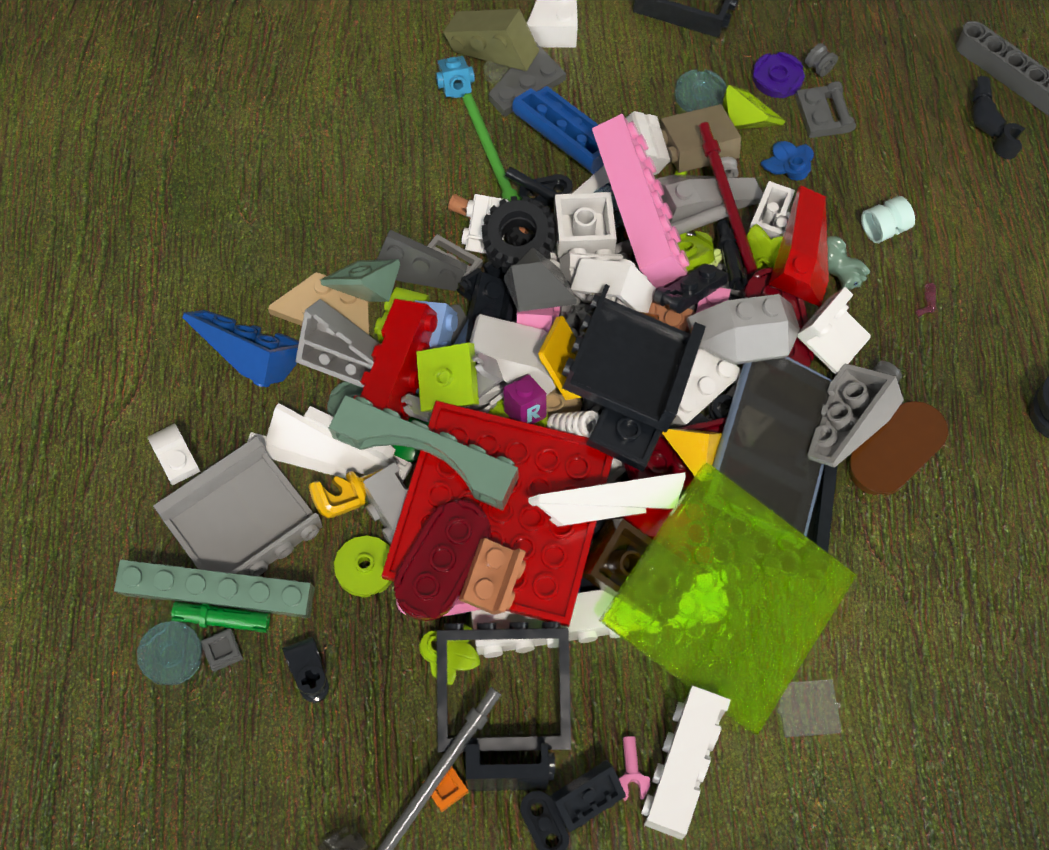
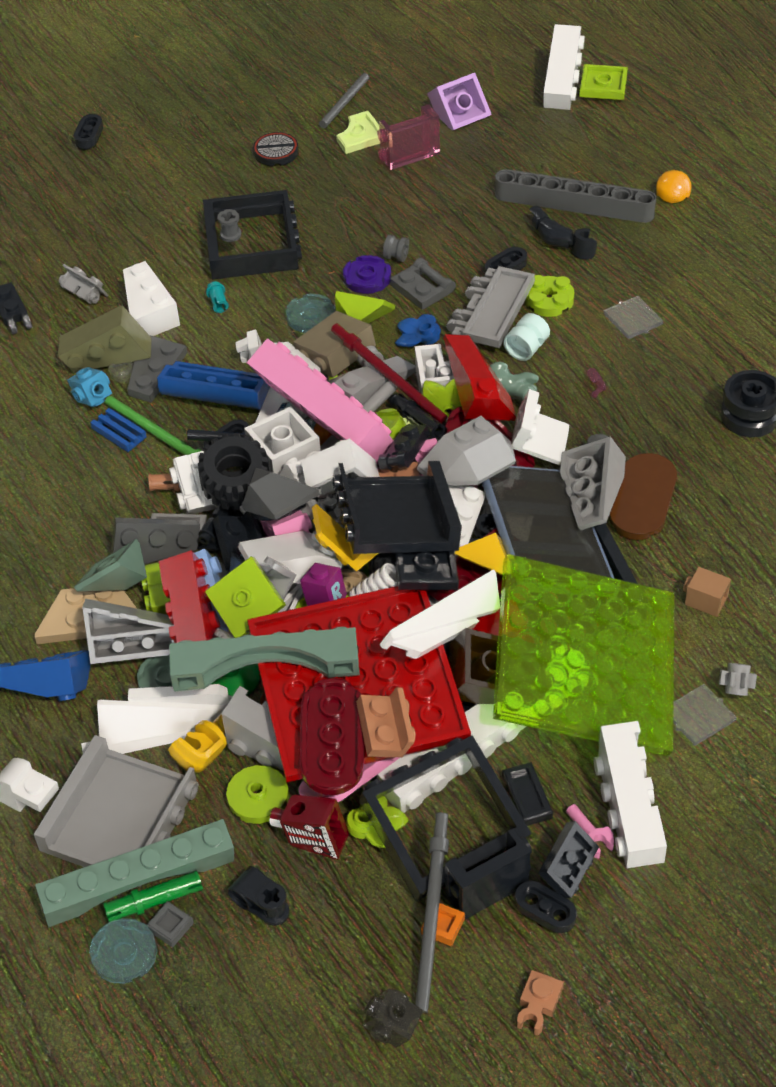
camera: 25 degrees left, 15 degrees down
(387, 627) = (312, 824): none -> dark red torso
(452, 115) = (121, 426): none -> blue tile
(598, 700) = (527, 793): none -> black tile
(622, 103) = (248, 345): none -> white tile
(625, 28) = (215, 292): none -> teal pin
(865, 696) = (737, 679): none -> light grey gear
(875, 168) = (492, 305): none -> light grey hinge
(894, 585) = (706, 591): none -> medium nougat brick
(915, 127) = (511, 258): none -> black plate
(944, 169) = (561, 293): none -> lime plate
(1010, 246) = (633, 317): none -> clear piece

